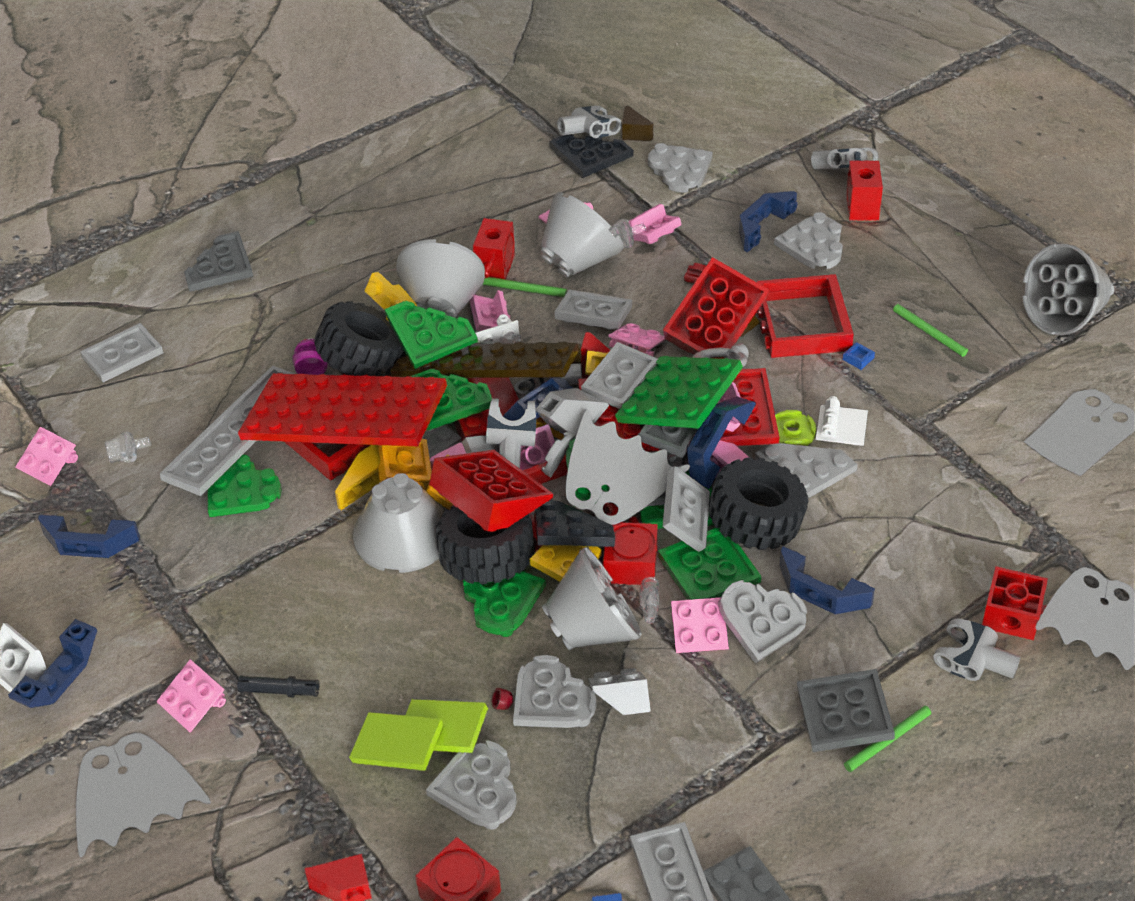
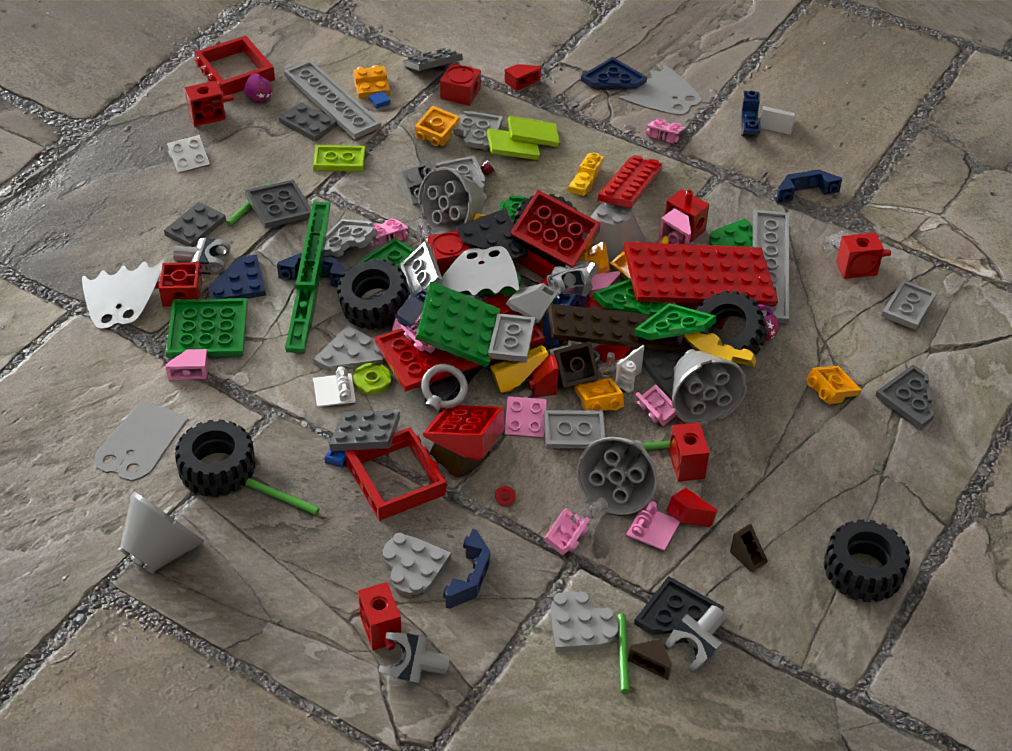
camera: 155 degrees right, 0 degrees up
(46, 456) = (891, 223): bright pink hinge -> none
(124, 404) = (860, 255): none -> red piece
(188, 838) = (613, 75): none -> dark blue plate
(288, 515) = (693, 207): none -> red piece
(288, 686) = (614, 145): black pin -> none
(289, 287) = (832, 384): none -> light orange plate
(320, 493) = (676, 227): none -> bright pink slope
(328, 566) = (630, 181): none -> red plate
(370, 638) = (586, 175): none -> yellow slope
(400, 136) = (864, 581): none -> black tyre
(496, 178) = (747, 548): none -> dark brown slope
(526, 214) = (691, 509): none -> red slope
(544, 792) = (436, 126): none -> light orange plate
(545, 328) = (600, 395): none -> light orange plate
(557, 453) = (527, 277): light grey tile -> none
(655, 140) = (623, 654): none -> bright green bar
(722, 794) = (339, 158): none -> lime tile
(823, 352) = (365, 430): none -> dark grey plate
(834, 554) = (308, 278): none -> green slope
(929, 605) = (239, 280): none -> dark blue plate
(973, 866) = (188, 153): none -> white hinge
(979, 722) = (195, 224): none -> dark grey plate
(981, 534) = (207, 325): none -> green plate
(993, 383) = (219, 476): none -> black tyre
(1016, 490) = (188, 365): none -> bright pink slope

